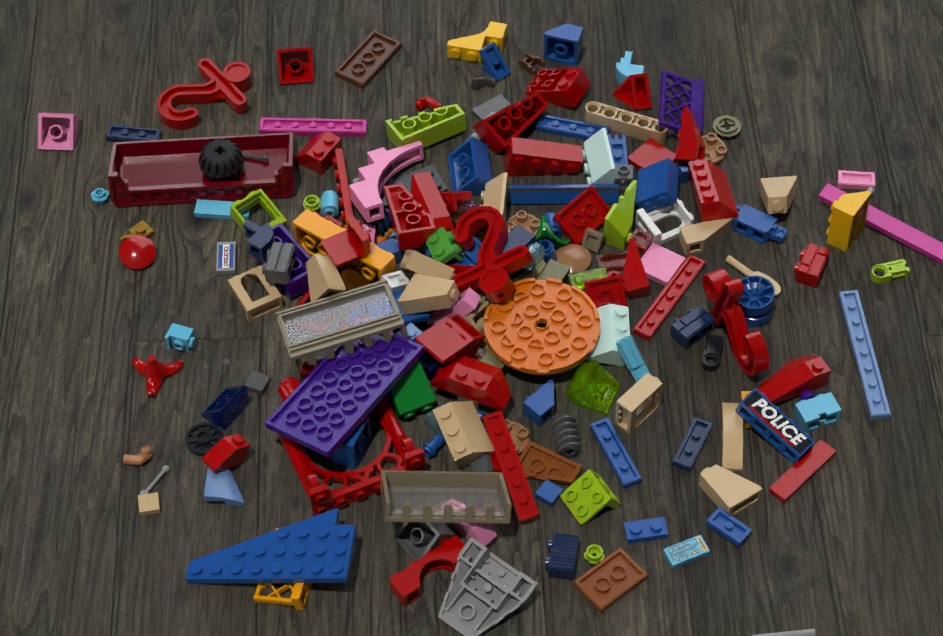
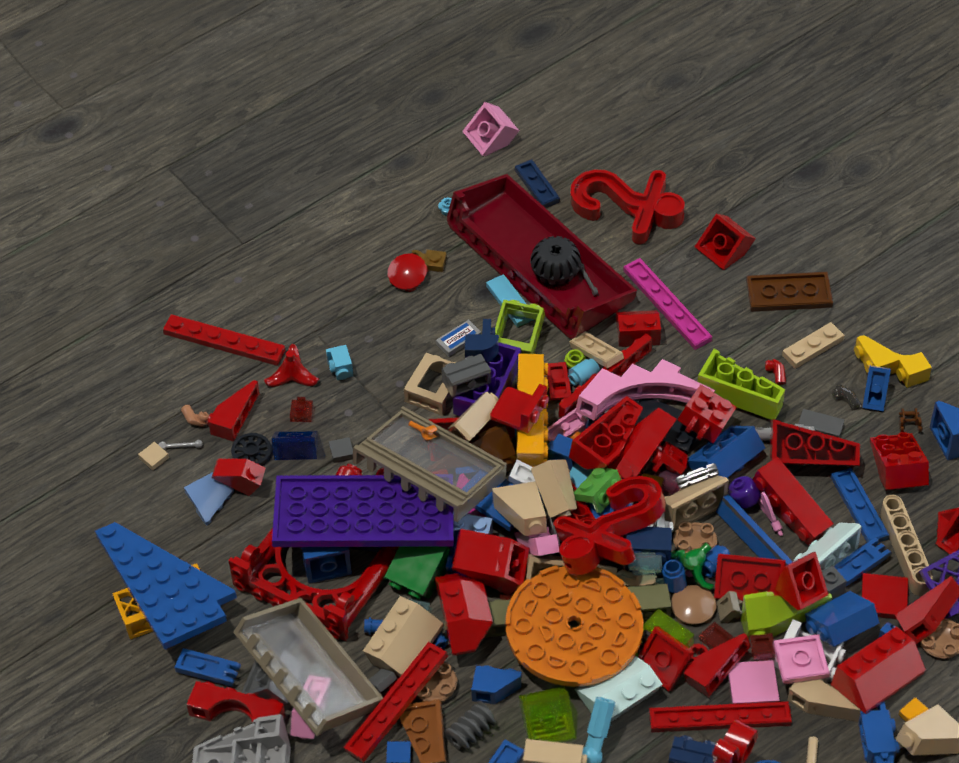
camera: 55 degrees right, 0 degrees up
(82, 400) = (224, 339): none -> red plate
(162, 432) = (232, 413): none -> red slope
(198, 387) = (301, 410): none -> clear red tile
(316, 309) = (427, 432): none -> orange hand
(319, 184) = (596, 349): none -> tan tile
(376, 570) = (207, 667): none -> blue hinge
(424, 74) = (813, 345): none -> tan plate
(435, 156) = (706, 414): none -> red hinge
(481, 190) = (697, 476): none -> axle
(516, 175) = (744, 492): none -> dark purple head
(537, 174) = (765, 505): none -> bright pink piece
(621, 184) = (802, 582): none -> red slope
(671, 223) = (801, 659): none -> bright pink tile
(751, 196) = (912, 710): none -> light orange tile

